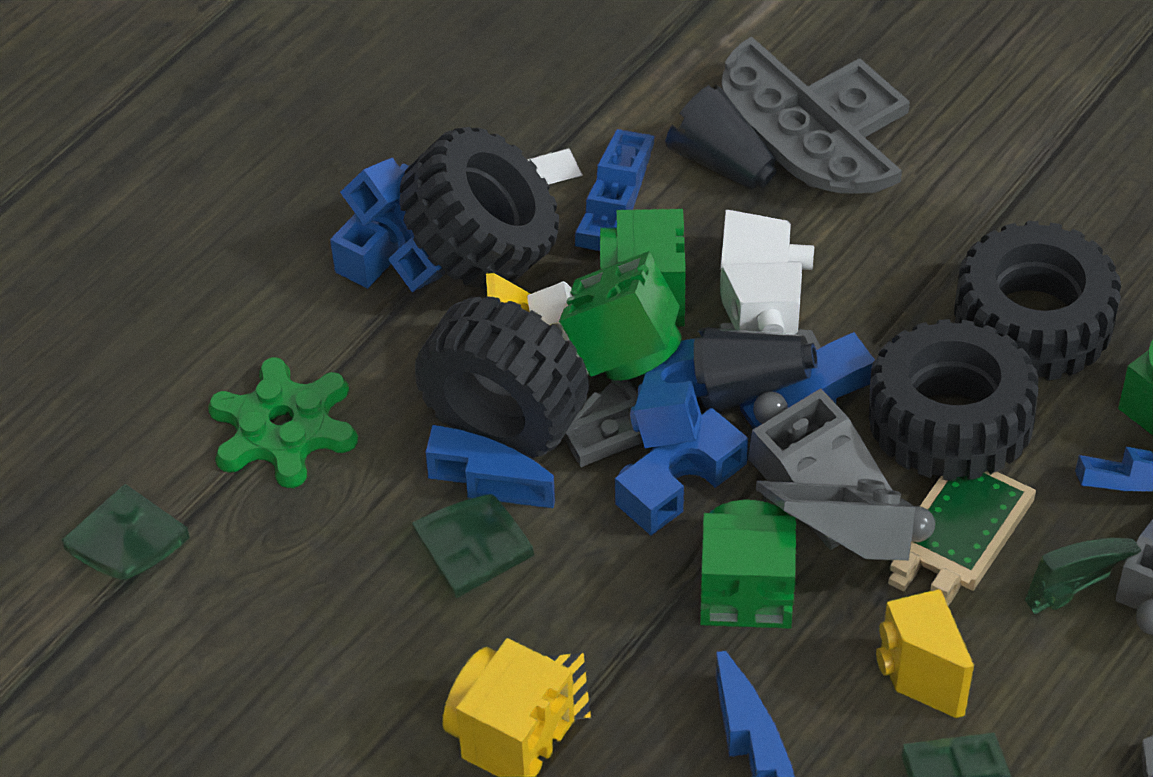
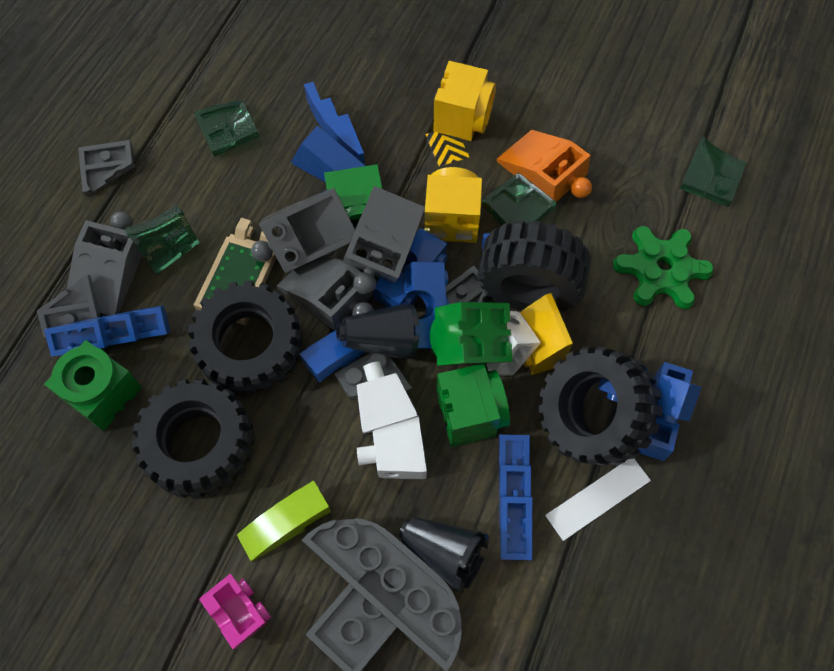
camera: 165 degrees right, 15 degrees up
(402, 592) = (550, 164): none -> orange slope
(587, 532) = (453, 204): none -> yellow piece
(719, 456) = (384, 235): none -> dark grey slope
(787, 667) = (323, 154): none -> blue slope
(919, 209) = (283, 521): none -> lime slope
(926, 653) = (250, 173): yellow slope -> none
(988, 130) = (234, 610): none -> dark pink cylinder

